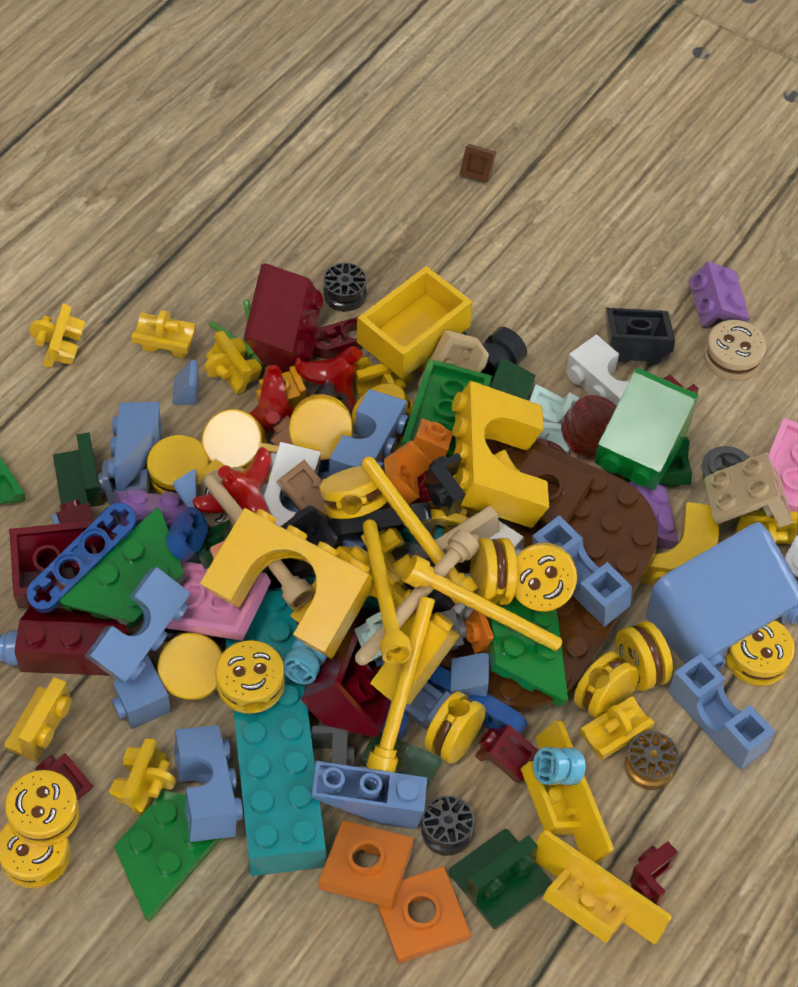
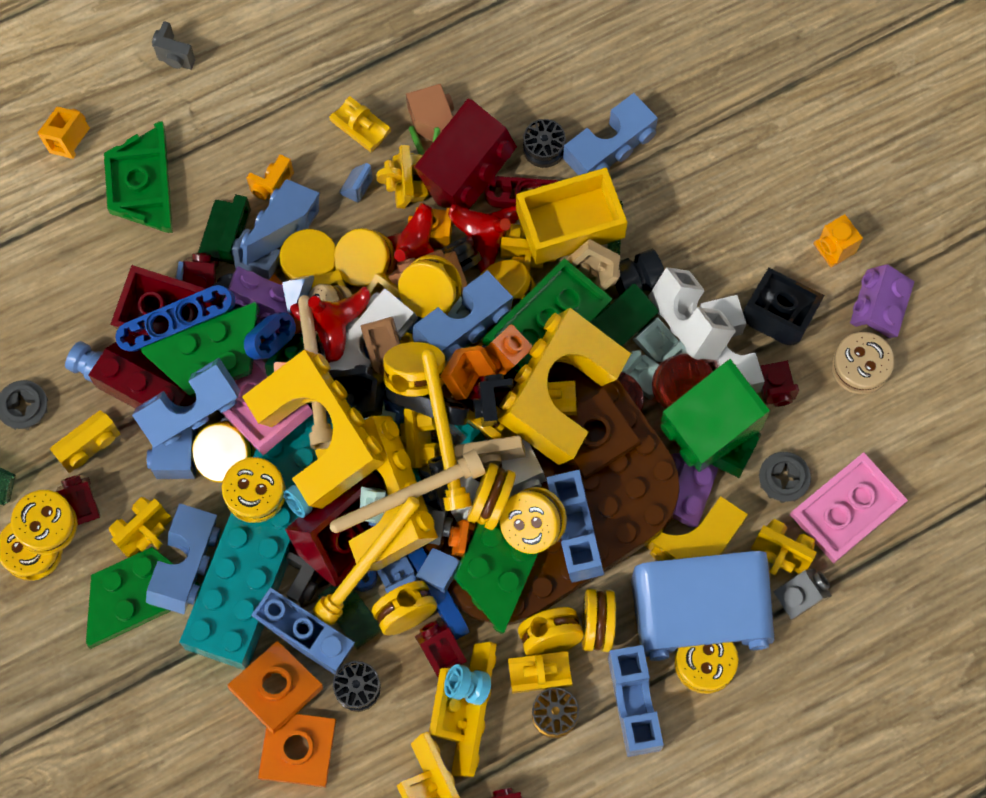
camera: 30 degrees right, 15 degrees up
(66, 326) = (265, 99): yellow hips -> none
(105, 407) = (274, 178): none -> light orange bracket
(222, 300) = (429, 109): none -> nougat slope
(394, 644) = (361, 533): yellow piece -> none
(414, 242) = (633, 125): none -> medium blue arch
(420, 573) = (417, 477): yellow piece -> none
(477, 163) = (735, 64): reddish brown tile -> none
(501, 877) = (374, 751): dark green bracket -> none
(591, 367) = (699, 329): none -> white arch
(653, 262) = (838, 241): none -> light orange brick
(748, 488) = (779, 513): tan bracket -> none

